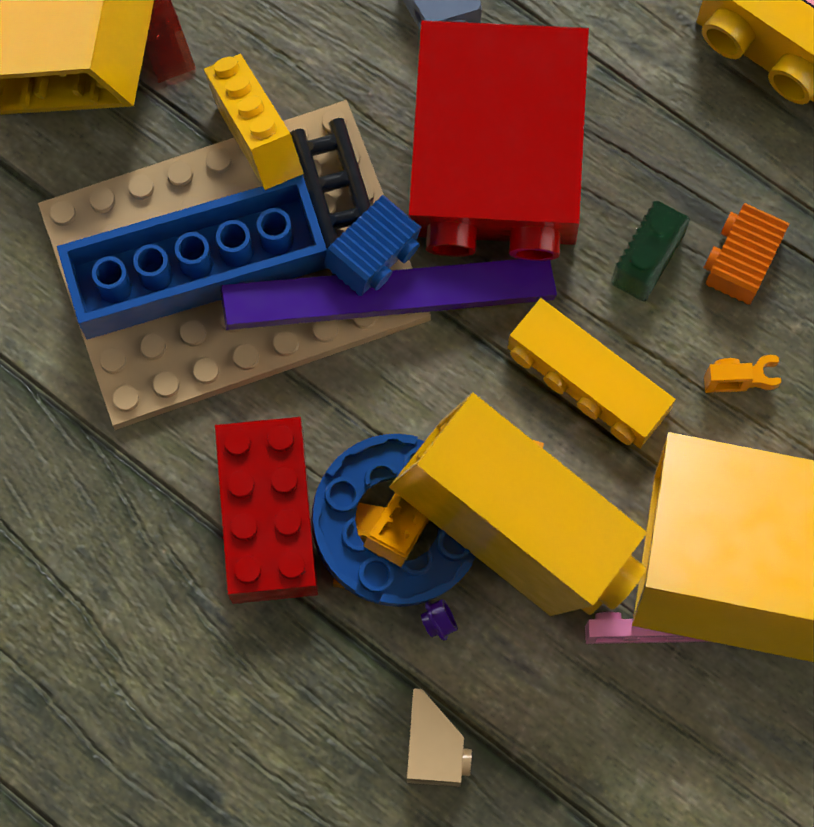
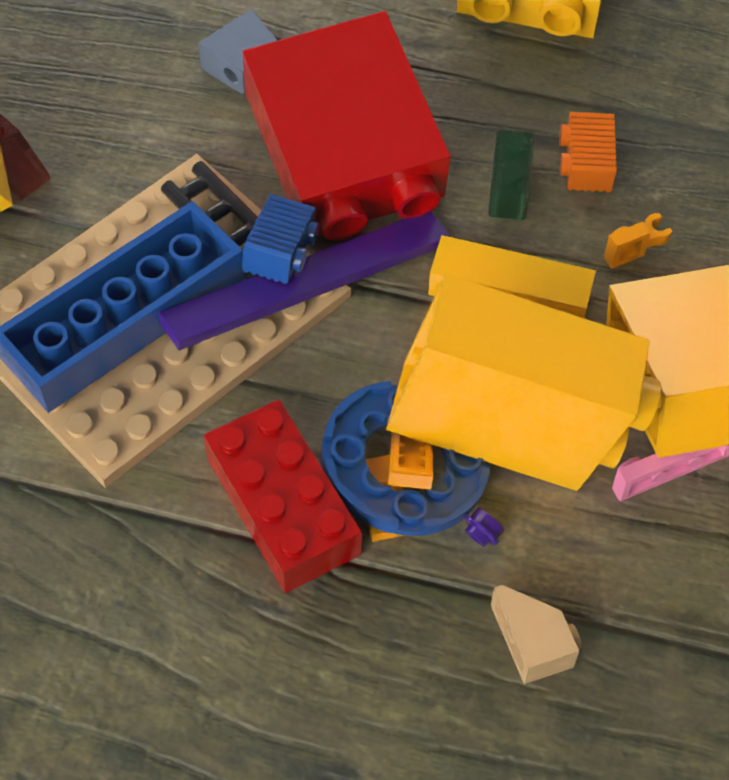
camera: 25 degrees left, 15 degrees down
(253, 121) = (127, 181): yellow brick -> none

